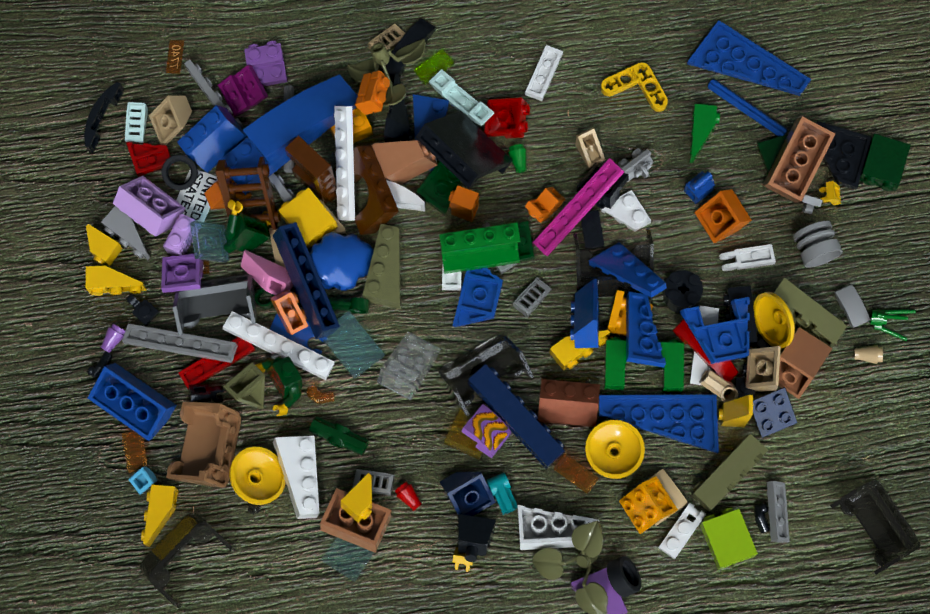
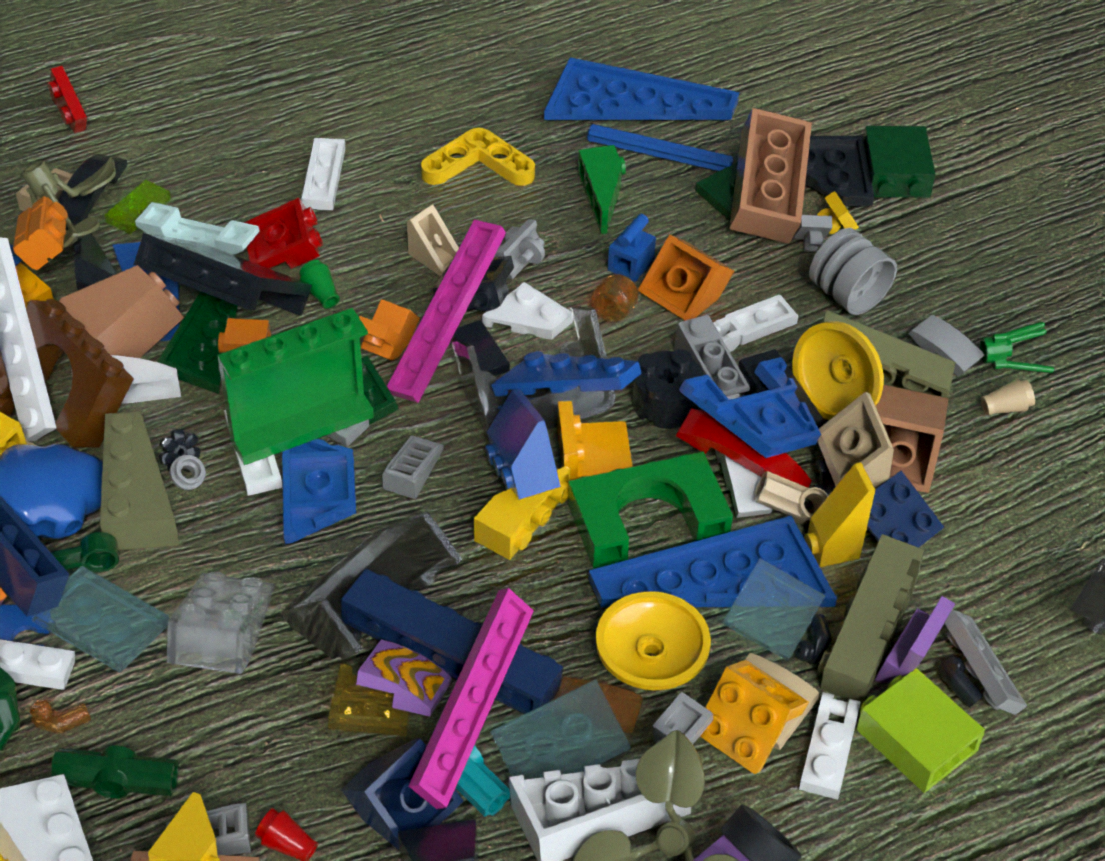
camera: 25 degrees left, 25 degrees down
(414, 252) = (178, 445): none -> black plant
(419, 271) = (196, 468): none -> light grey plate
(514, 457) = (471, 699): none -> dark pink plate
(551, 487) = (562, 735): none -> clear light blue tile
(568, 403) = (552, 583): copper slope -> none
(611, 501) = (683, 715): none -> light grey bracket
(641, 335) = (626, 454): blue wing -> none
(677, 218) = (614, 297): none -> clear orange head
(683, 449) = (773, 609): none -> clear light blue tile
(702, 471) = (821, 638): none -> black arm
(712, 281) = (711, 354): none -> light grey slope
(745, 493) = (915, 641): none -> medium lavender slope

